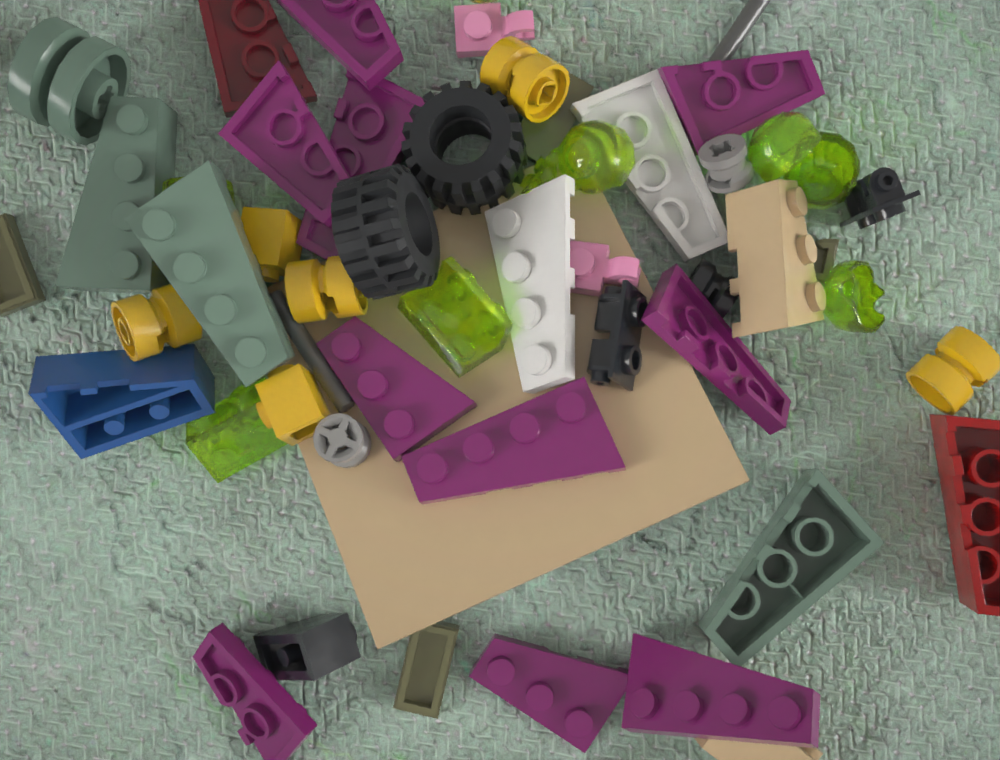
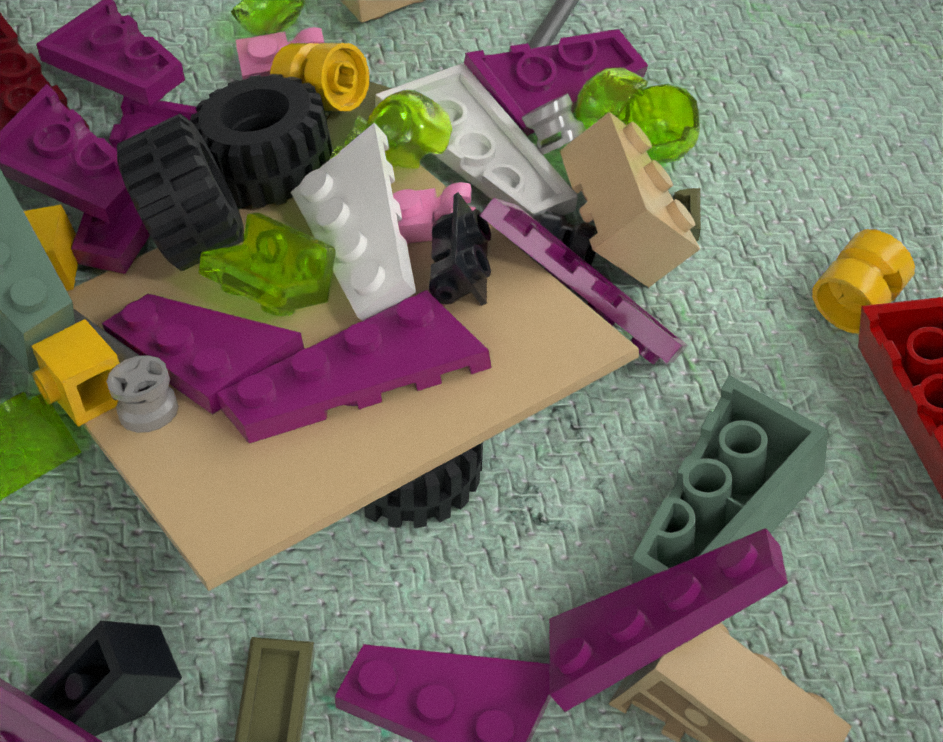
camera: 10 degrees left, 35 degrees down
(321, 289) = (93, 276): yellow wheel -> none
(852, 297) = (726, 230): clear neon green hair -> none
(876, 198) = (725, 132): black hinge -> none

